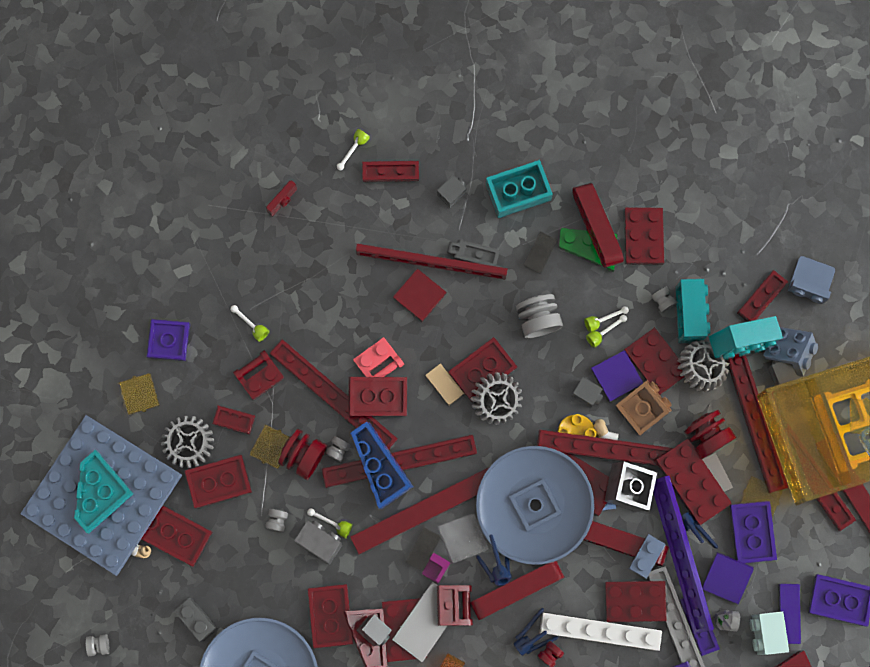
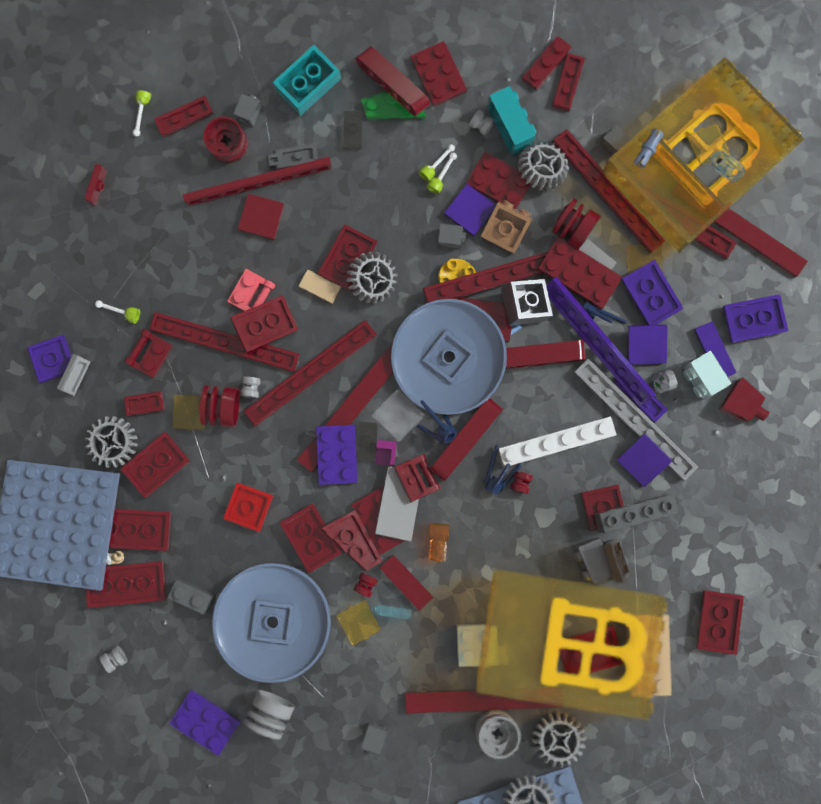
camera: 20 degrees left, 5 degrees up
(98, 492) = (49, 523): teal plate -> none
(139, 393) = (48, 419): clear yellow piece -> none
(143, 583) = (130, 585): none -> dark red plate
(181, 364) = (73, 375): none -> light grey tile
(276, 520) = (223, 475): light grey wheel -> none
(285, 560) = (248, 507): none -> red plate
(319, 542) = (270, 477): flat silver brick -> none
(343, 528) = (287, 455): hinge -> none
(374, 630) = (356, 533): brick -> none
(382, 470) = (297, 387): blue wedge -> none
(389, 548) = (336, 454): none -> dark purple plate
(413, 202) = (216, 136): none -> dark red wheel
(537, 311) = (376, 186): light grey wheel -> none
(602, 431) = (480, 265): tan arm -> none
(636, 601) = (576, 401): dark red plate -> none
(647, 556) = (568, 357): sand blue plate -> none
(745, 337) = (570, 122): teal brick -> none
(750, 271) = (547, 63): none -> dark red plate
(794, 348) = (615, 114): sand blue bracket -> none
(807, 395) = (648, 148): none -> sand blue pin
(812, 280) = (605, 46): sand blue bracket -> none

